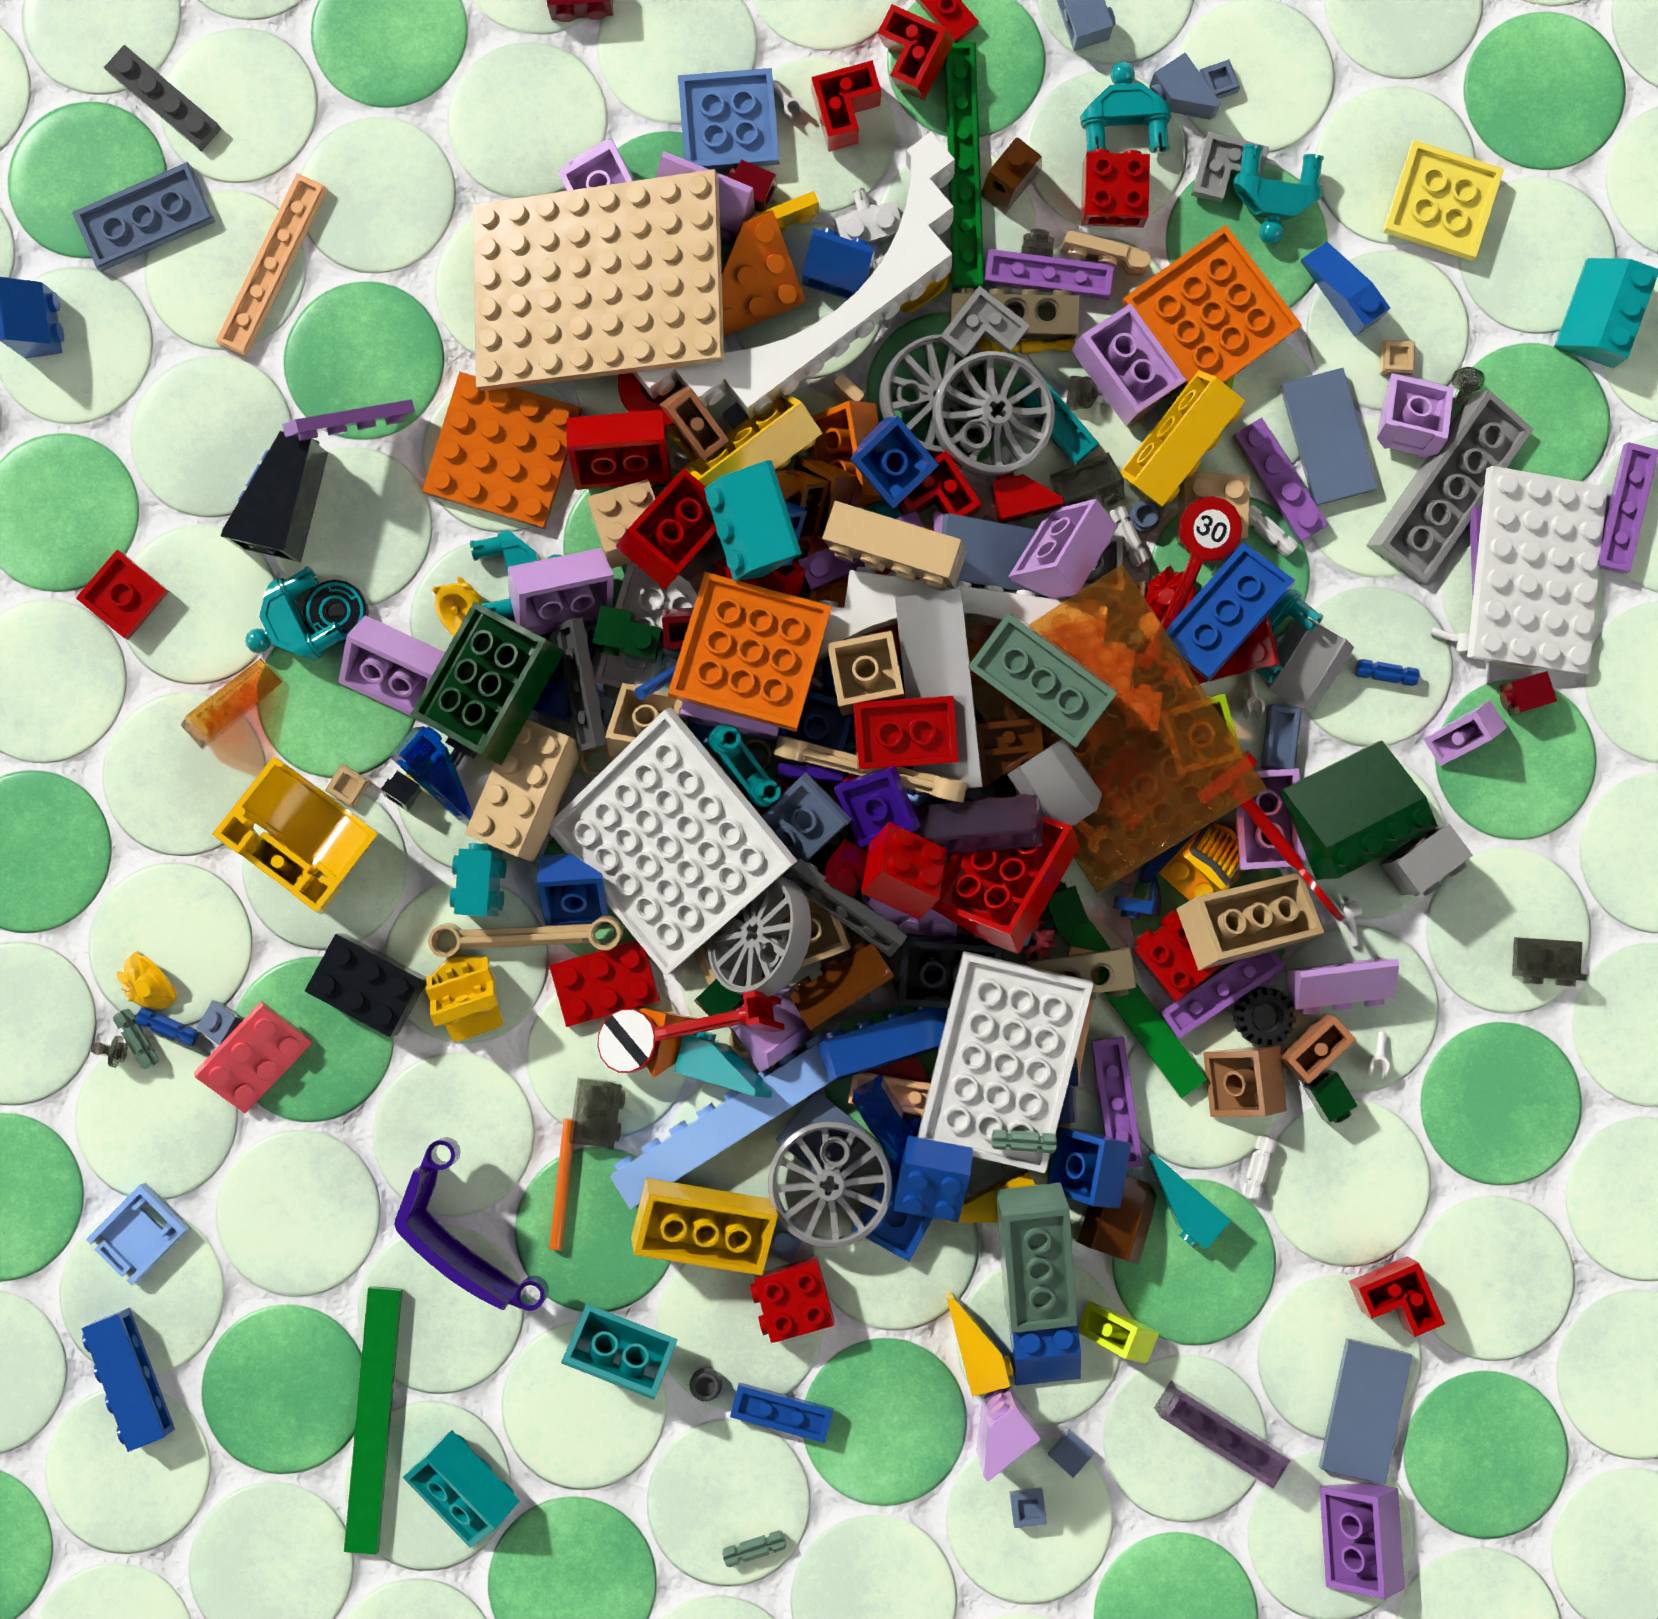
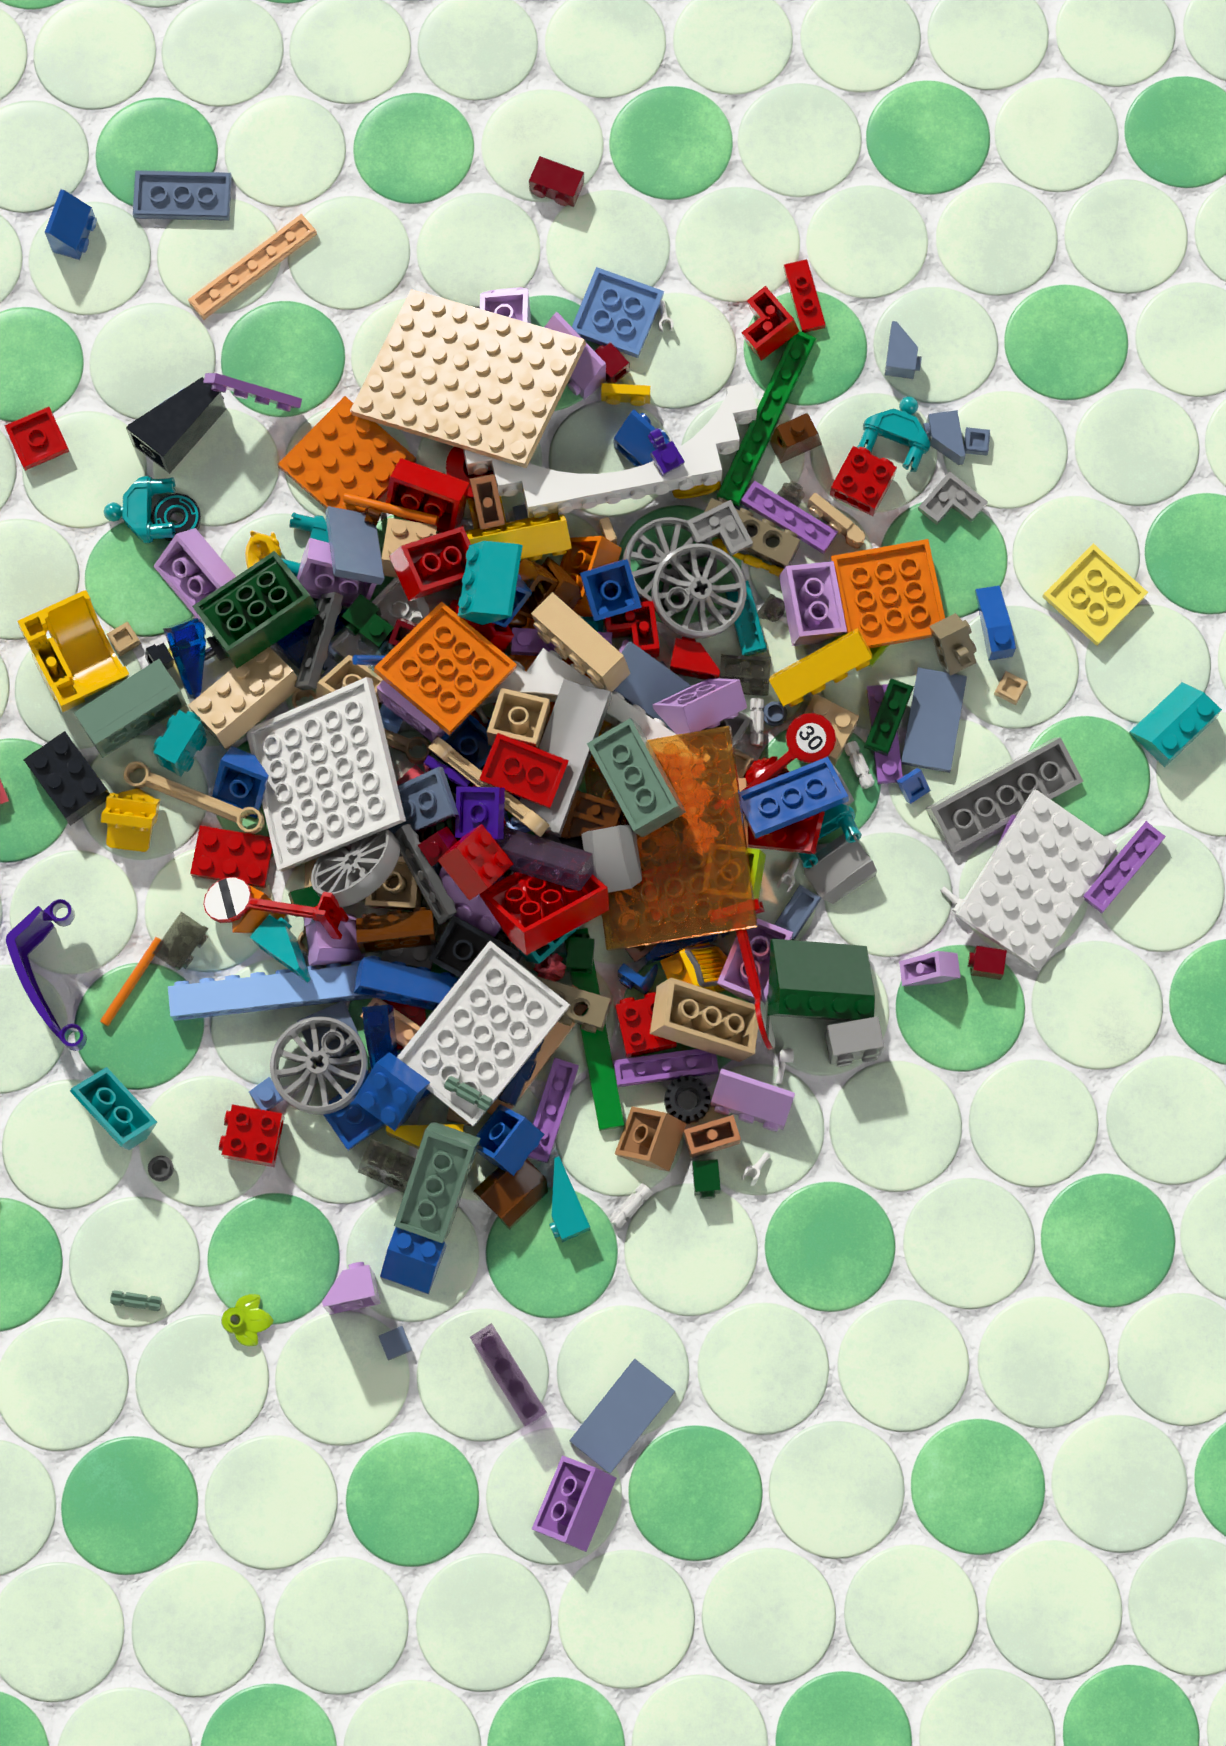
camera: 25 degrees right, 10 degrees down
(162, 98) = (236, 123): dark grey plate -> none
(230, 703) = (72, 545): clear orange slope -> none
(398, 869) = (130, 708): none -> sand green piece
(565, 550) = (354, 546): none -> sand blue tile
(566, 501) = (372, 516): none -> reddish brown hand
(584, 484) = (391, 509): none -> orange bar
(703, 1226) = (215, 1050): yellow brick -> none
(742, 766) = (401, 744): teal connector -> none
(758, 275) = (581, 426): orange plate -> none
(781, 1412) = (204, 1213): blue plate -> none
(839, 97) = (702, 331): red brick -> none
(869, 221) = (679, 425): white plate -> none
(880, 267) = (665, 455): none -> dark purple plate
(895, 1506) = (250, 1320): none -> lime plate
(966, 1260) = (386, 1165): none -> clear smoke brick
(981, 1356) = (364, 1239): yellow slope -> none
(1028, 1507) = (344, 1365): sand blue plate -> none
(1118, 1333) = (471, 1271): neon yellow slope -> none
(1276, 198) = (974, 538): teal connector -> none
(1280, 458) = (889, 717): none -> dark green tile
(1316, 337) = (953, 644): none -> dark tan brick
(1345, 526) = (913, 785): none -> blue plate
(1387, 672) = (895, 902): blue axle -> none
(1401, 1288) = (689, 1334): red brick -> none
(1415, 416) = (1000, 731): lavender slope -> none
(1467, 381) = (1051, 726): clear smoke plate -> none
(1547, 959) = (912, 1158): clear smoke bracket -> none

